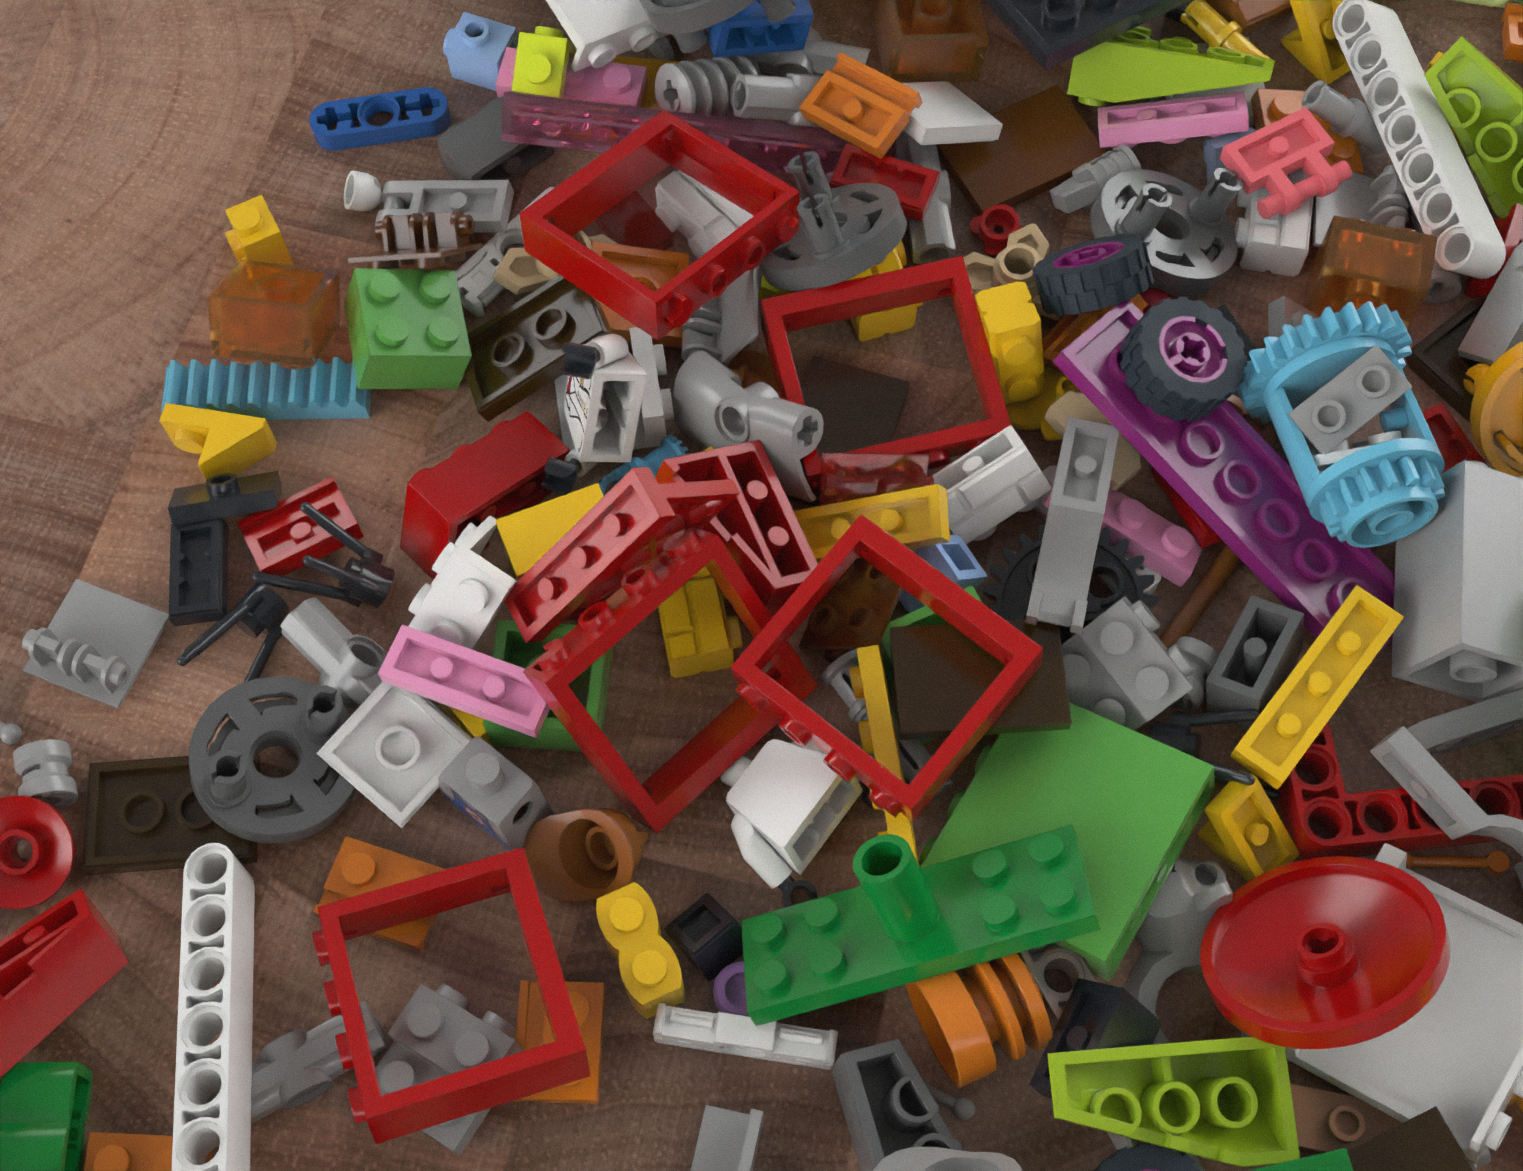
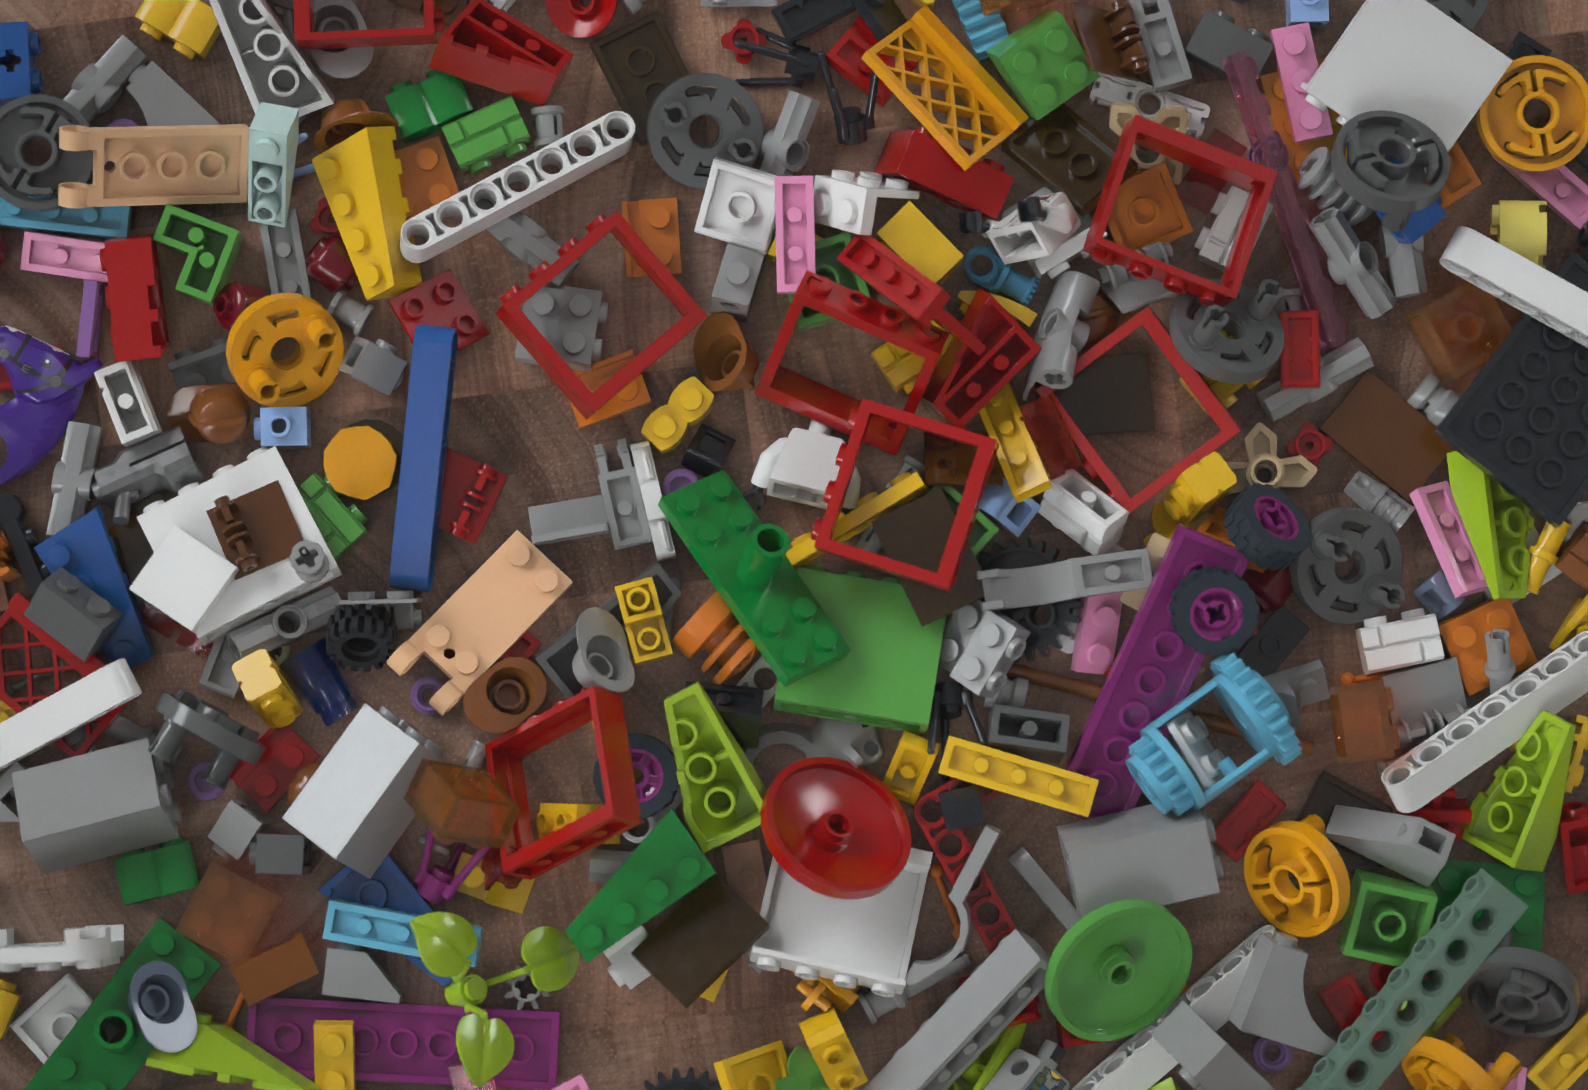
camera: 65 degrees right, 20 degrees up
(126, 1060) = (487, 136): none -> bright green brick
(153, 967) = (548, 124): none -> light grey bush
(184, 686) = (743, 30): none -> red plate
(375, 440) = (959, 75): none -> light orange fence
(542, 62) = (1295, 59): neon yellow bracket -> none
(723, 1078) = (623, 500): none -> light grey hinge
(860, 105) = (1348, 309): orange plate -> none
(919, 1108) = (643, 621): none -> yellow slope
(949, 117) = (1381, 362): white tile -> none
(998, 86) = (1433, 399): none -> light grey wheel
(1279, 150) = (1438, 625): coral plate -> none
(1299, 290) = (1350, 678): none -> orange hinge
(1340, 776) = (961, 808): none -> black slope
(1349, 400) = (1217, 731): light grey hinge -> none

